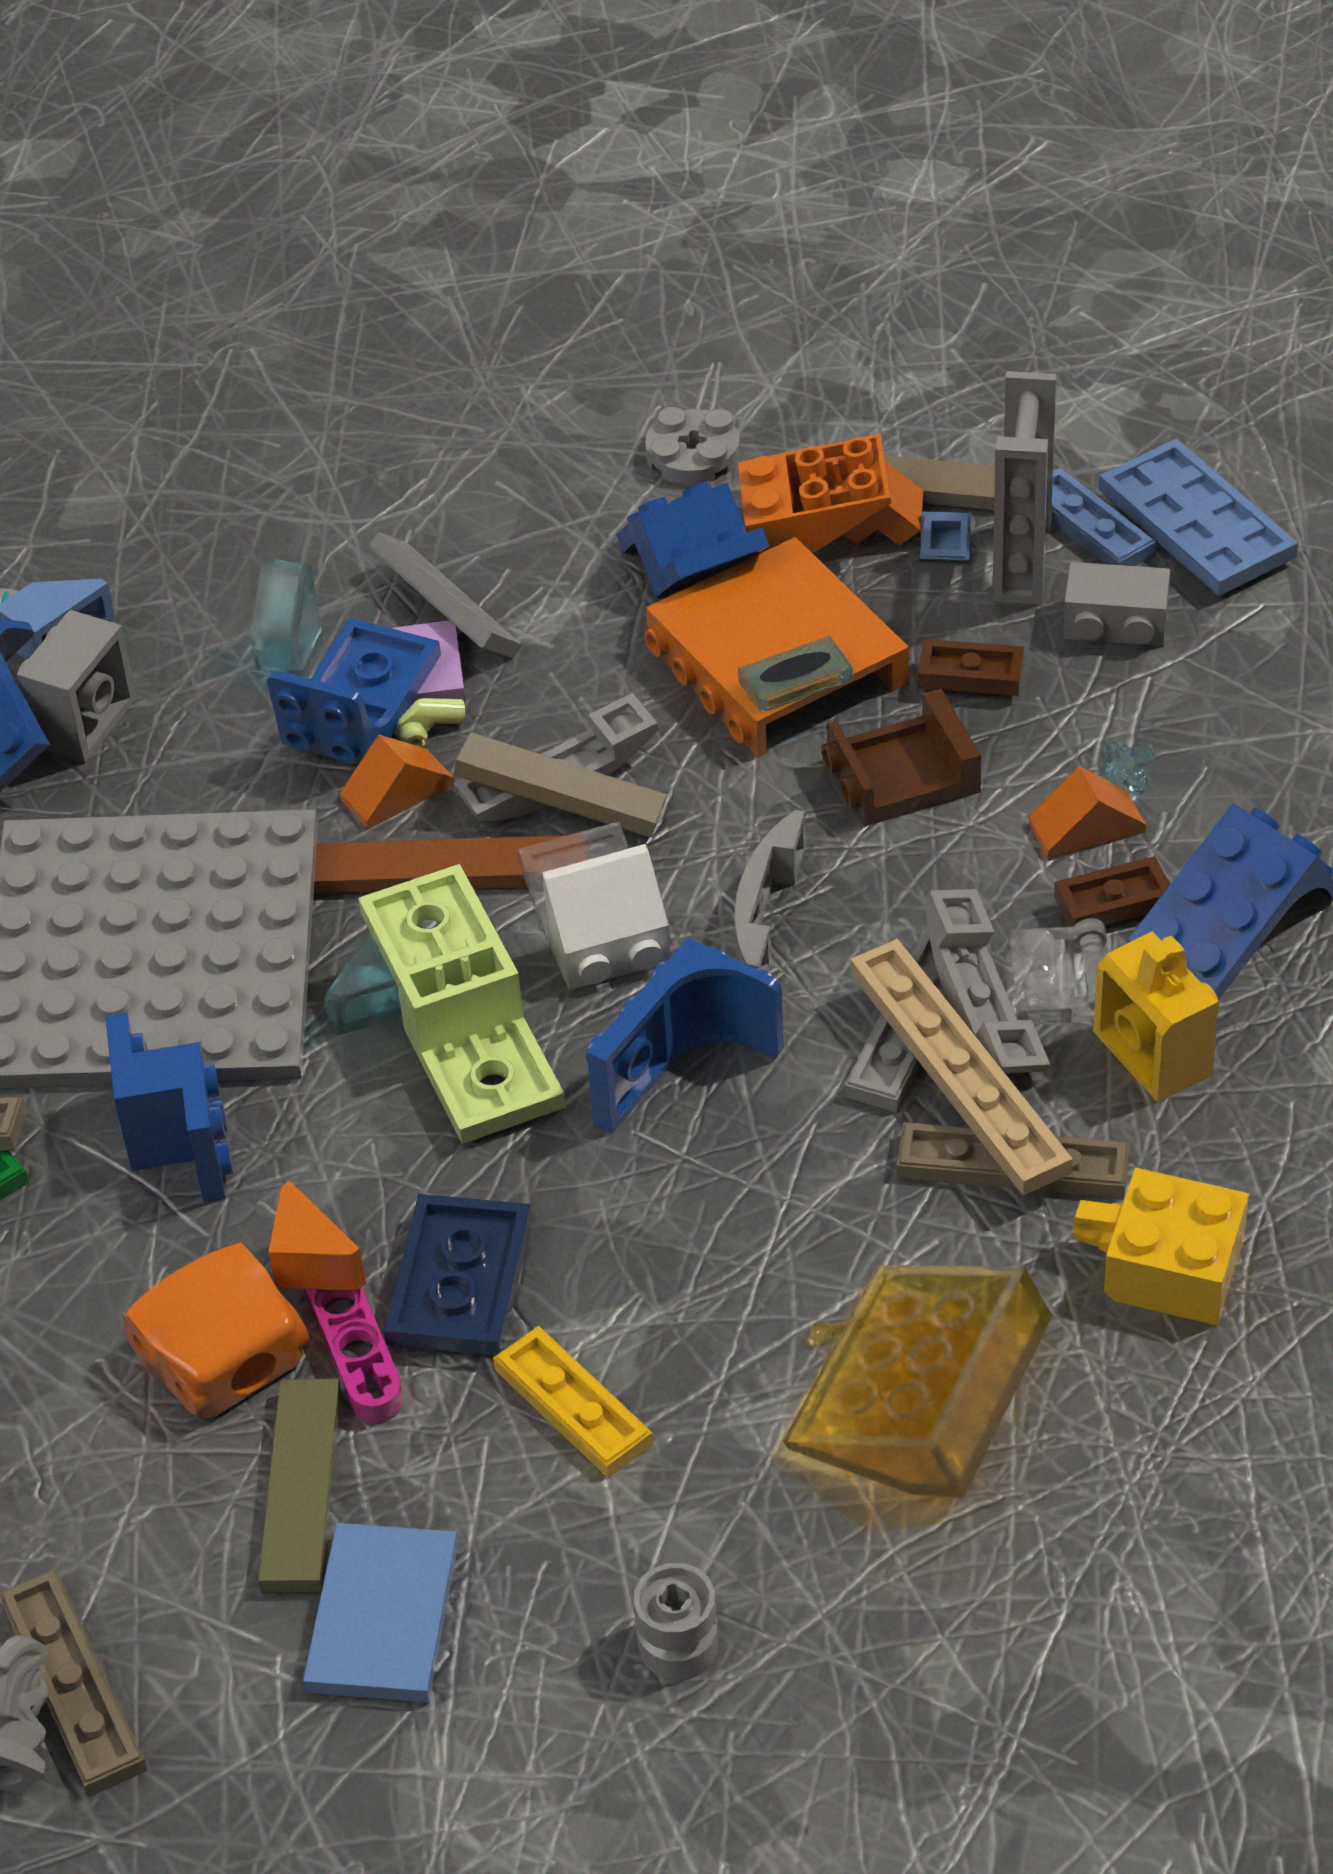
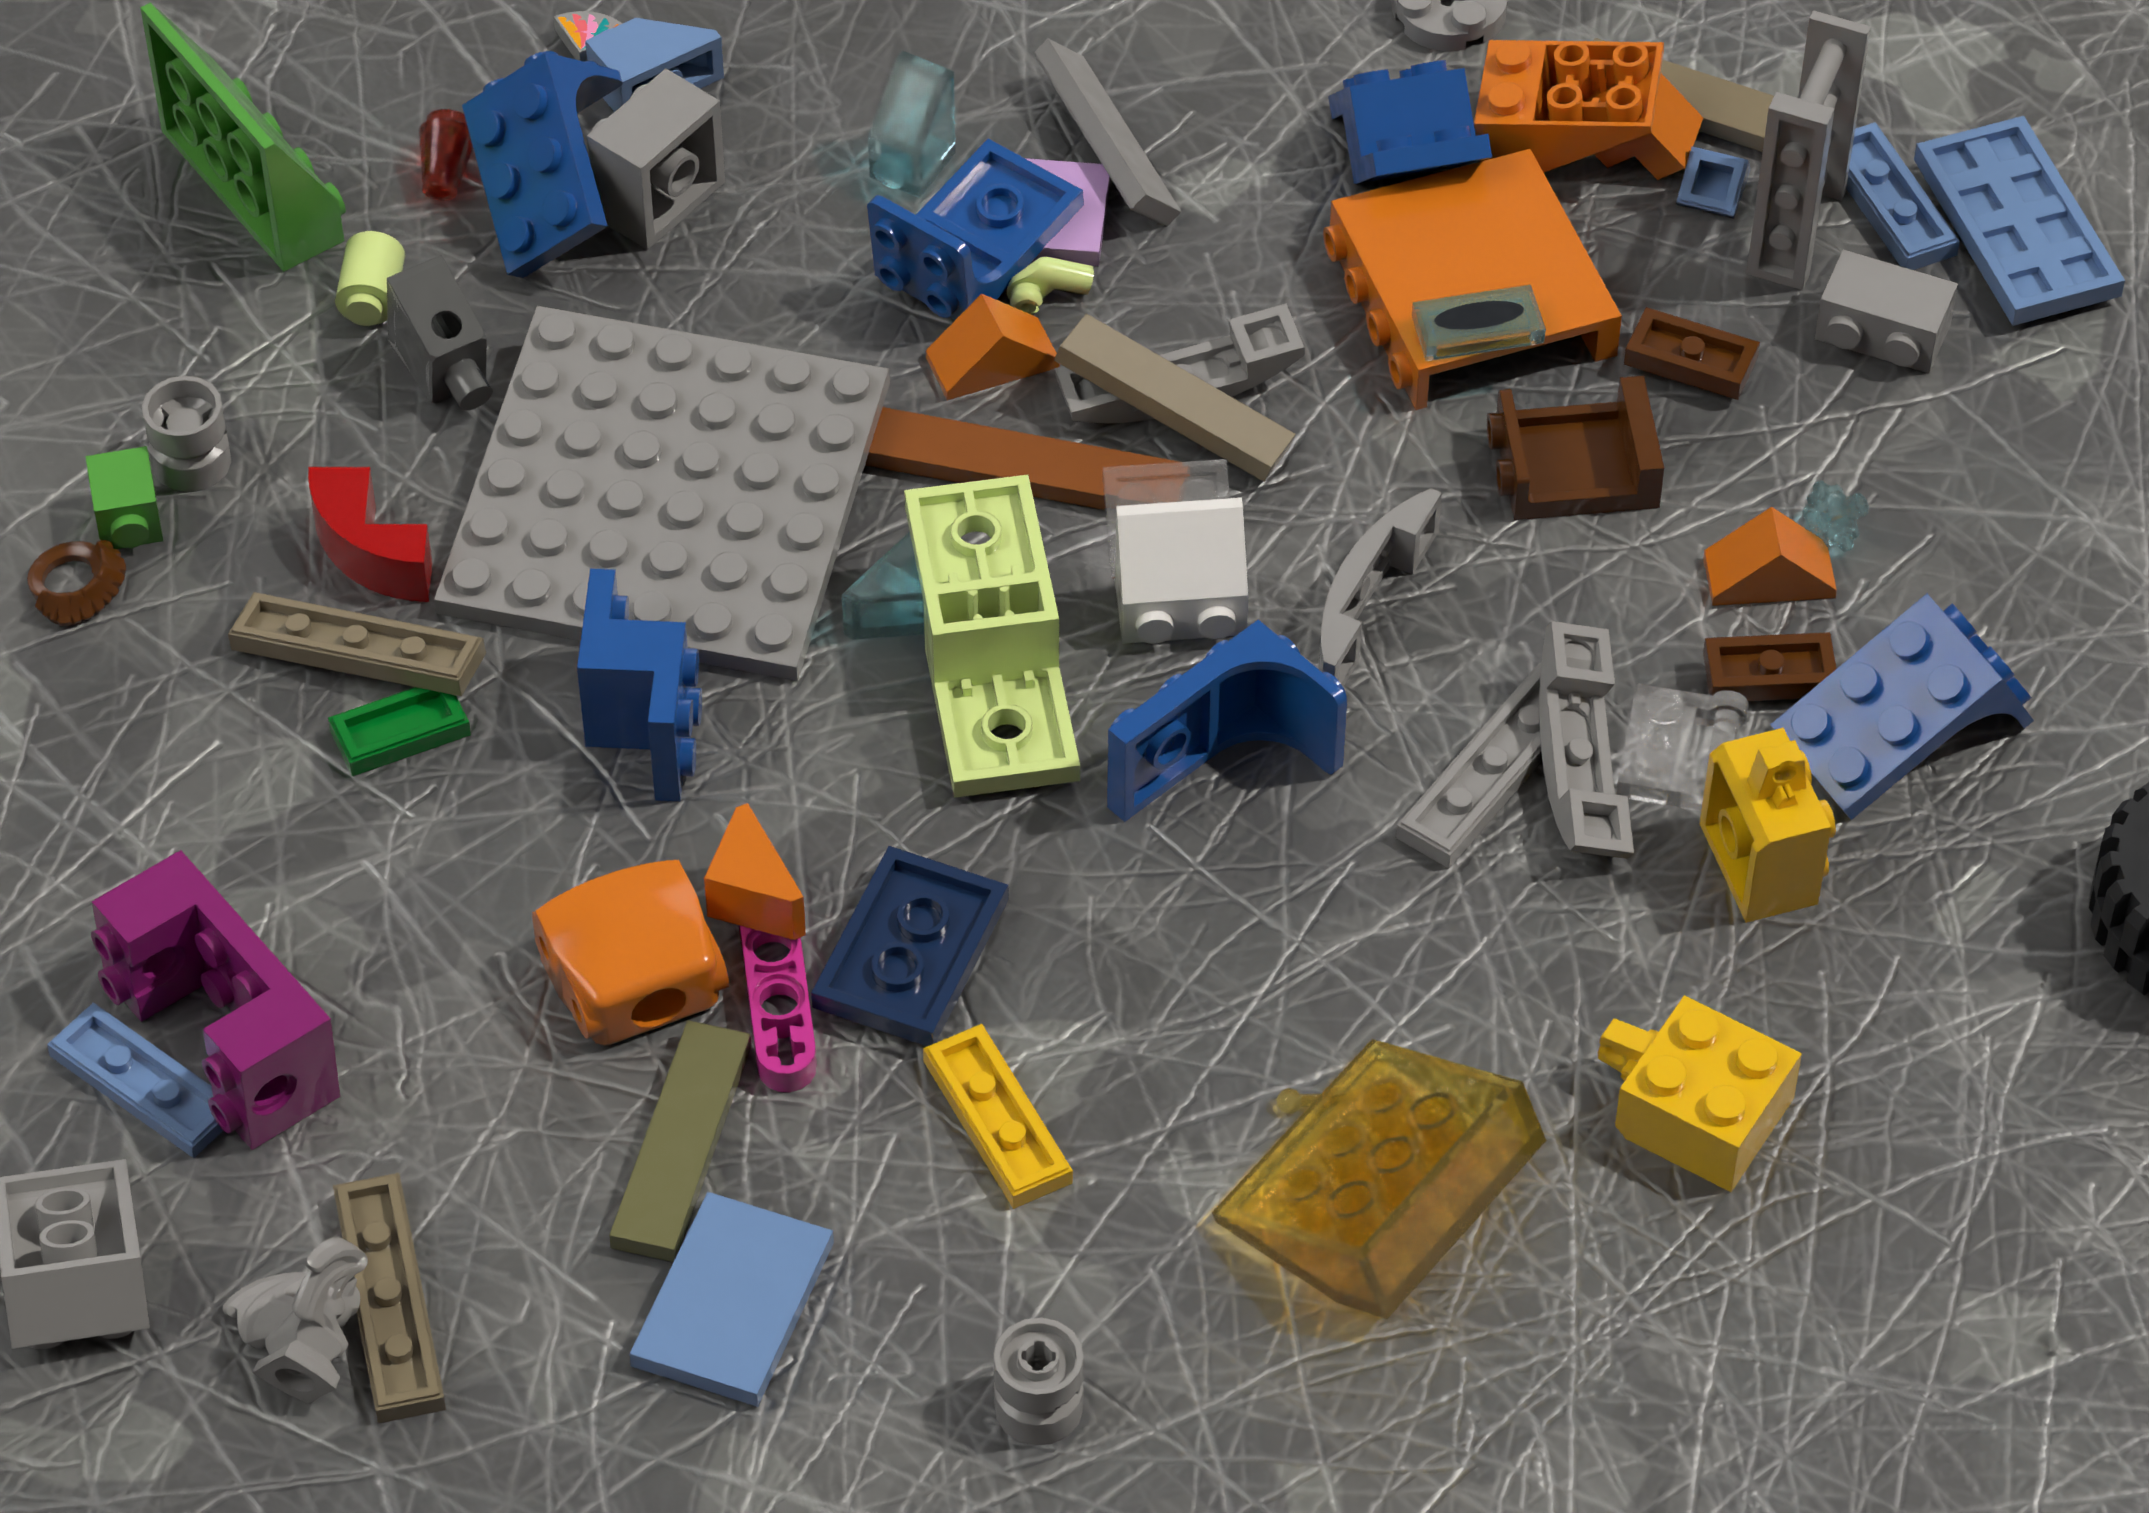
camera: 10 degrees right, 5 degrees up
(959, 1157) = (1560, 952): dark tan tile -> none
(961, 1067) = (1529, 833): tan plate -> none

